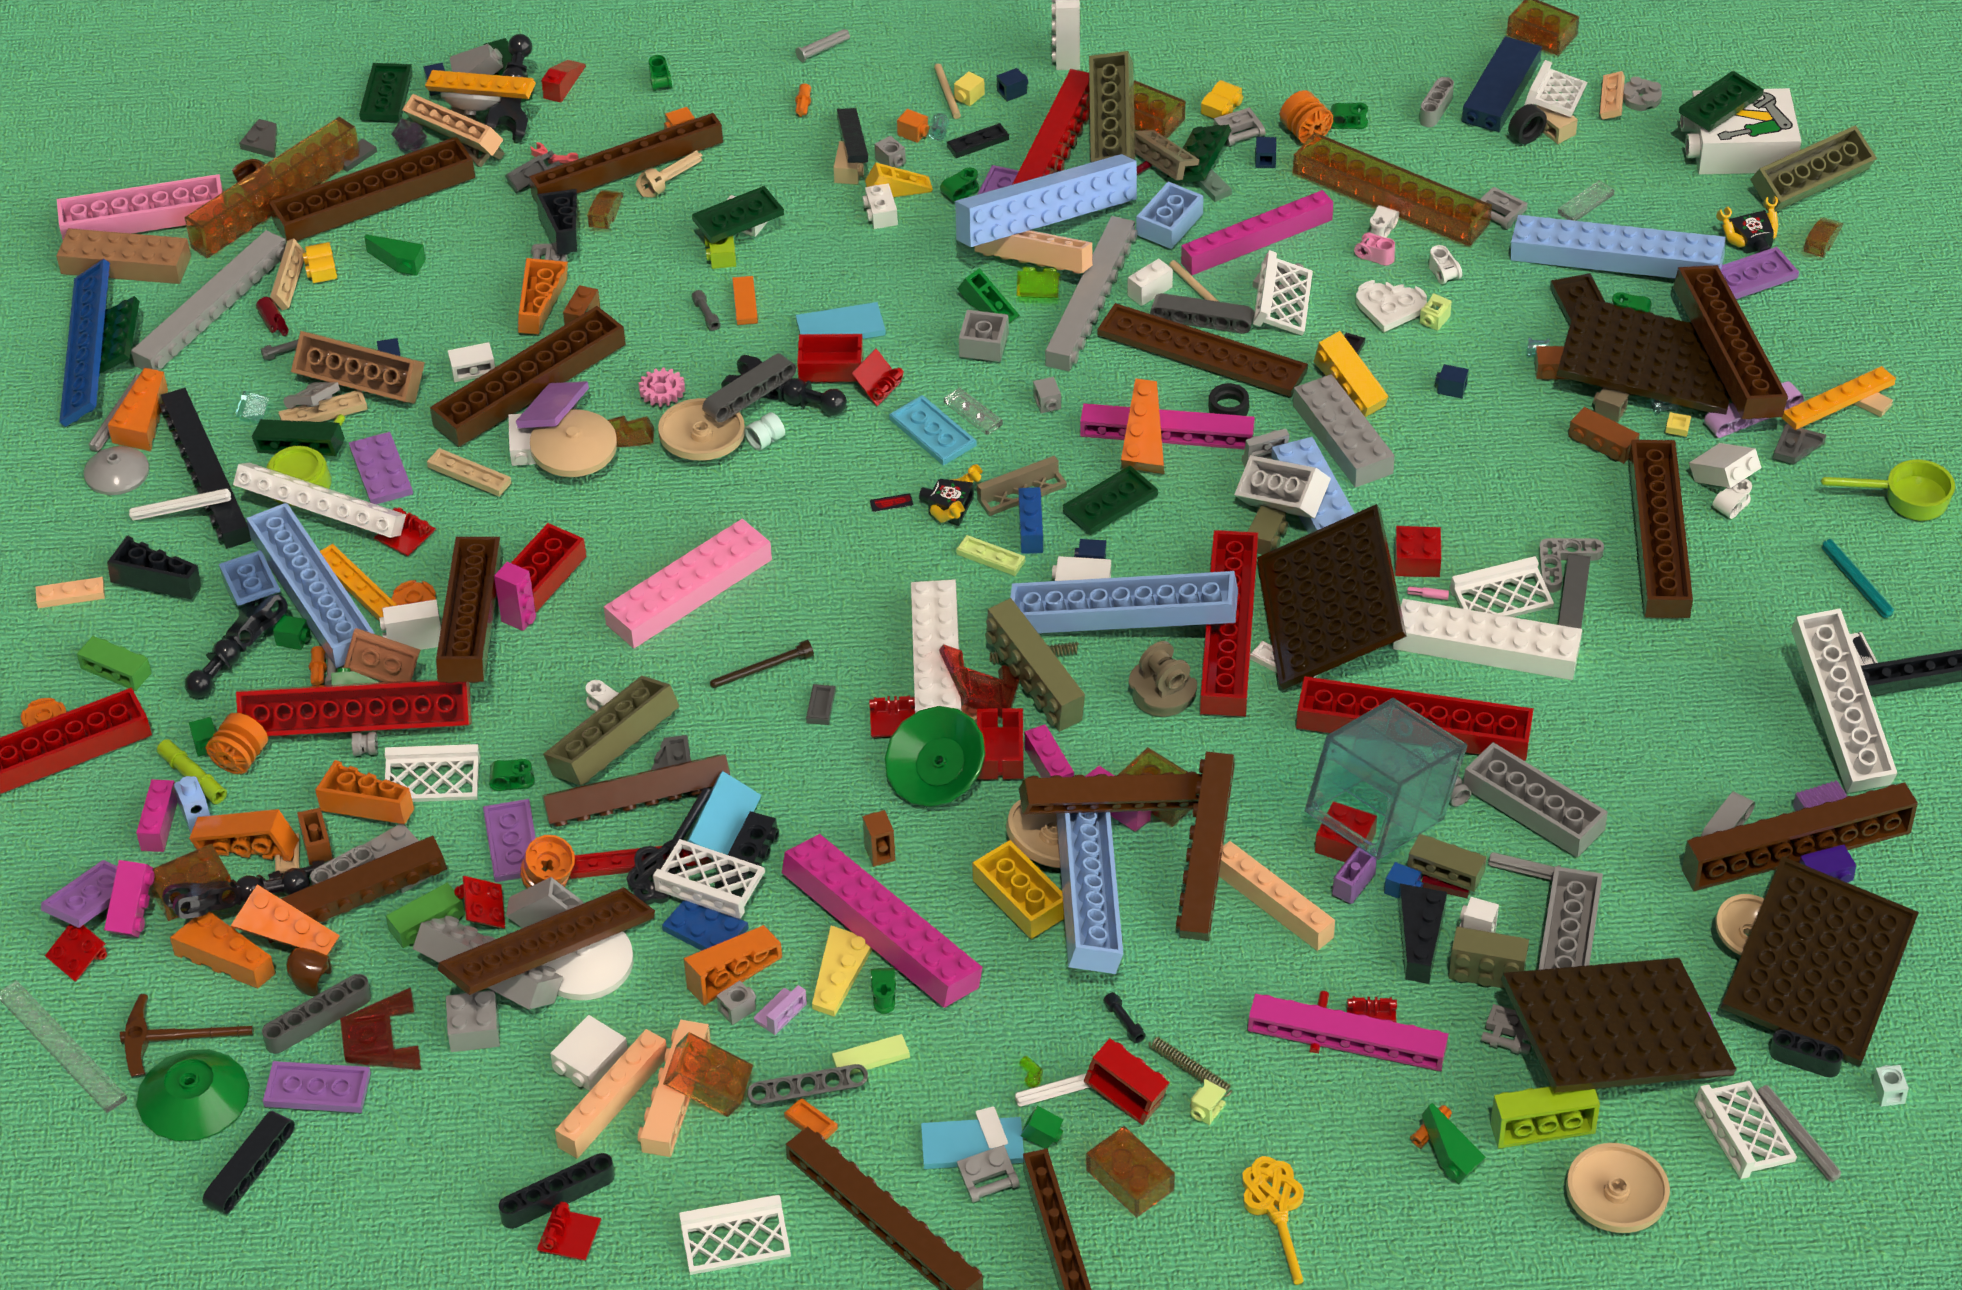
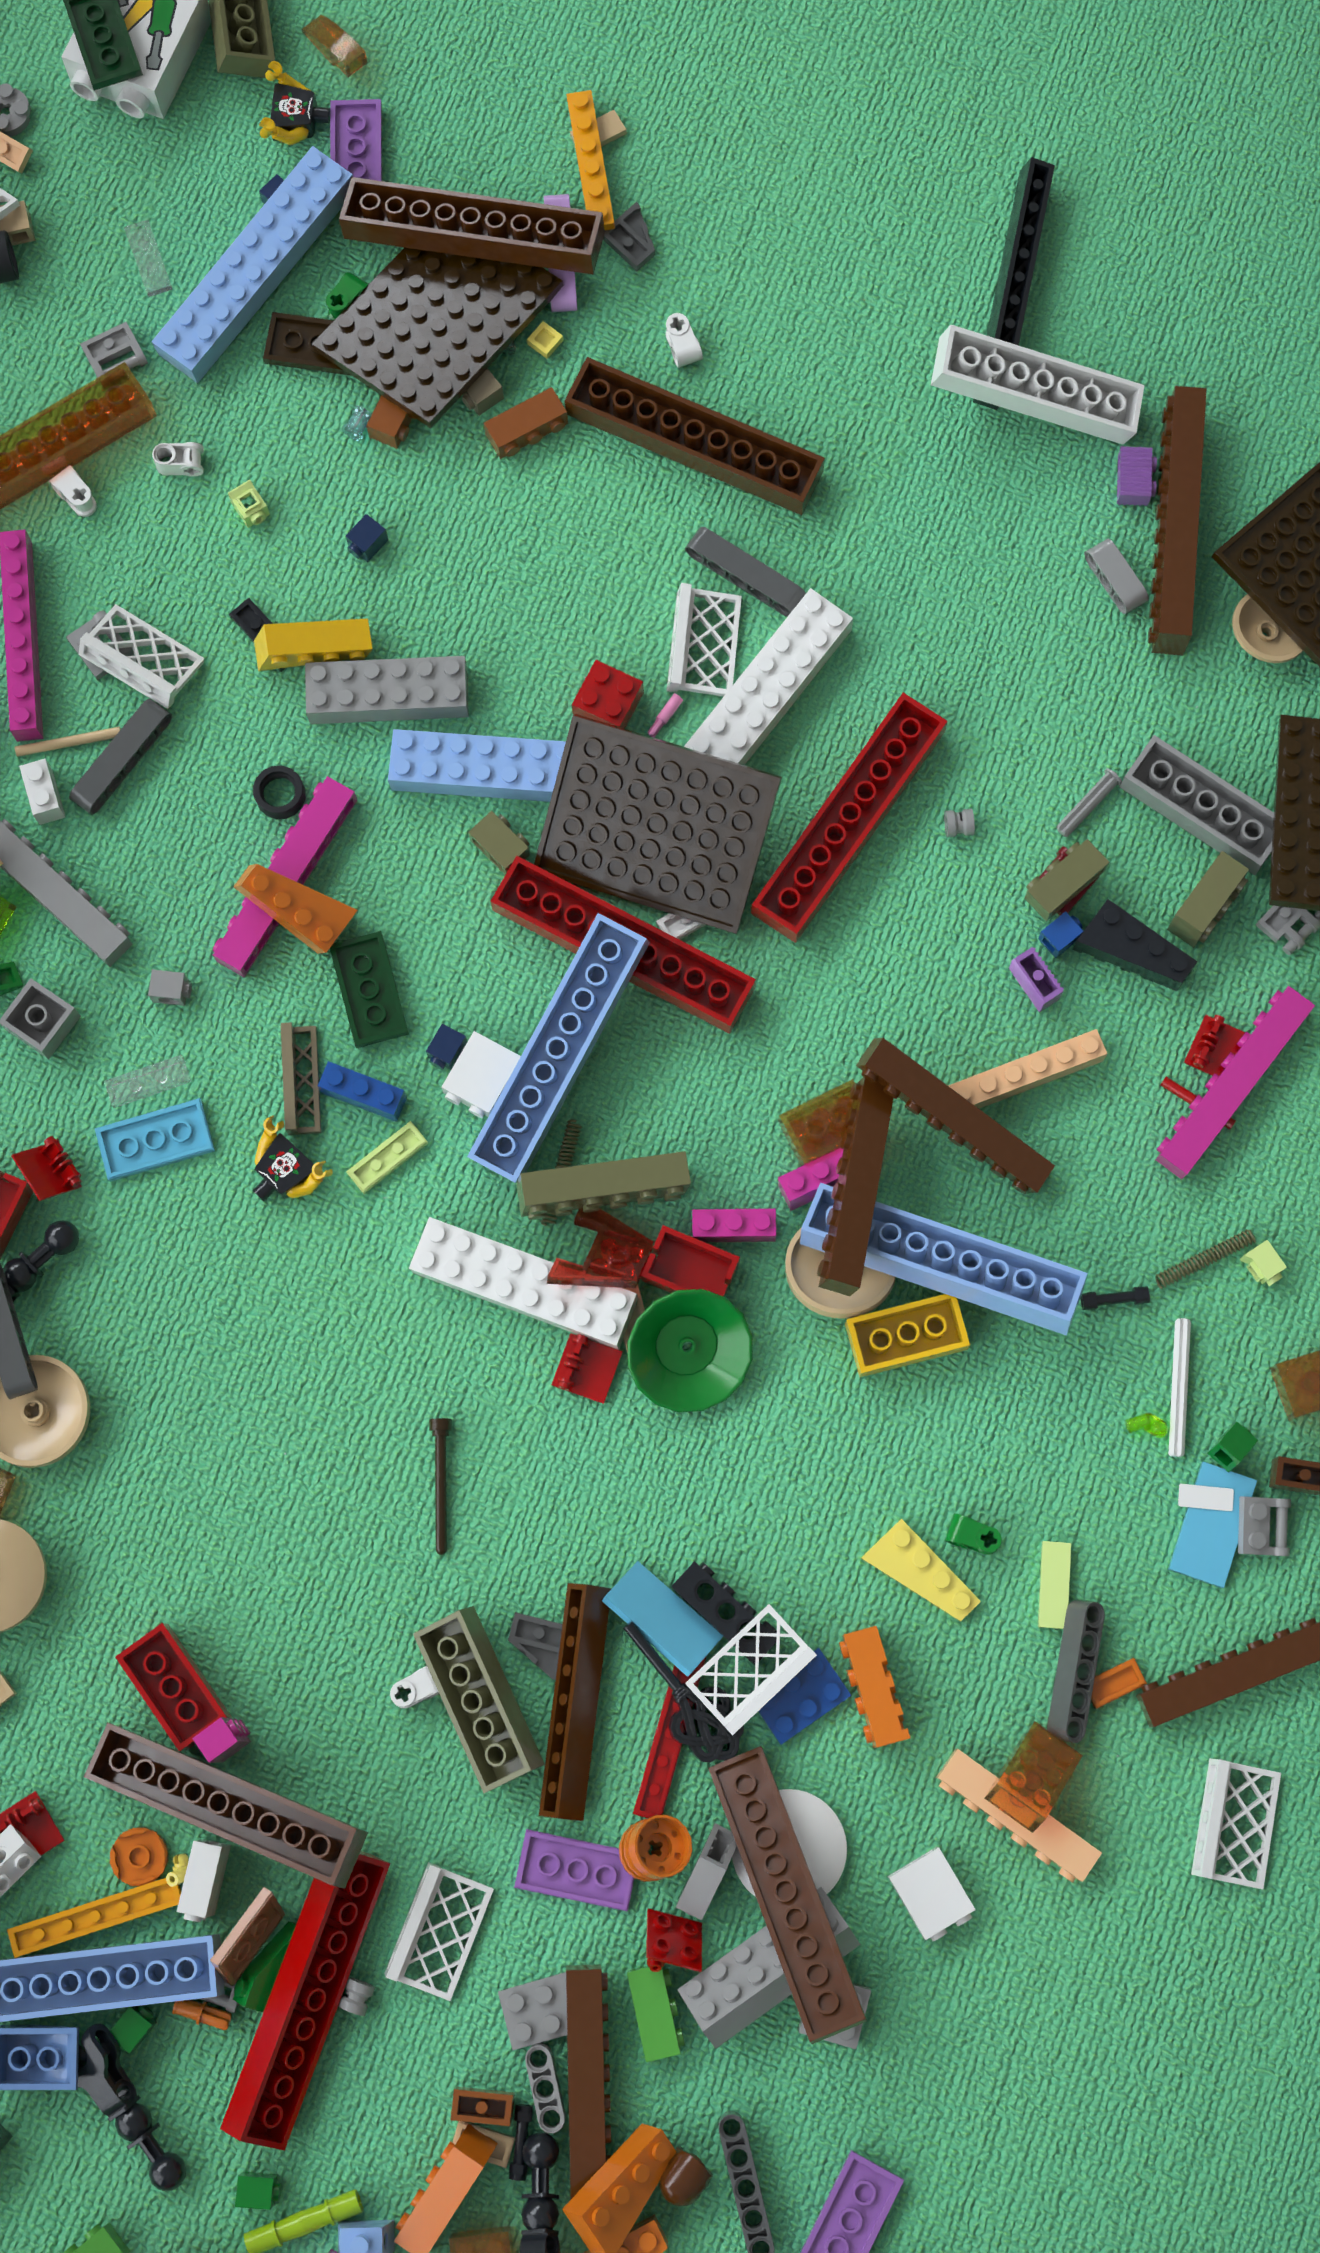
camera: 65 degrees left, 30 degrees up
(237, 743) = (298, 2157): orange wheel -> none
(362, 795) = (440, 2034): orange wedge -> none
(369, 1034) = (804, 2135): clear red wing -> none
(509, 775) = (481, 1843): green piece -> none
(569, 1233) = (1163, 2002): red hinge -> none
(571, 1182) = (1112, 2010): black beam -> none
(611, 1094) = (1000, 1889): light nougat brick -> none
(687, 583) = (277, 1521): bright pink brick -> none
(736, 1002) = (937, 1712): light grey brick -> none
(764, 431) = (70, 1337): light aqua wheel -> none
(781, 1009) = (951, 1658): lavender panel -> none
(821, 704) = (528, 1440): dark grey tile -> none
(878, 838) = (772, 1458): dark orange brick -> none
(882, 920) = (885, 1502): dark pink brick -> none
(891, 502) = (247, 1234): sticker -> none
(1126, 1081) = (1222, 1335): red piece -> none
(1162, 683) = (676, 1043): dark tan piece -> none
(1202, 349) = (178, 783): reddish brown plate -> none
(1262, 445) = (379, 793): light grey plate -> none
(1282, 486) = (466, 798): white brick -> none
(1336, 846) = (973, 961): red brick -> none
(1377, 249) = (111, 519): bright pink piece -> none
(1389, 304) = (208, 546): white plate -> none
(1392, 765) = (954, 877): clear light blue piece -> none
(1479, 915) = (1159, 887): white brick -> none
(1535, 799) = (1014, 750): light grey brick -> none
(1559, 552) = (671, 553): light grey beam -> none
(1725, 465) = (641, 325): white brick -> none
(1833, 862) = (1219, 514): dark purple brick -> none
(1858, 578) = (845, 279): teal axle -> none
(1862, 649) = (933, 326): sticker -> none
(1915, 488) = (759, 157): lime piece -> none

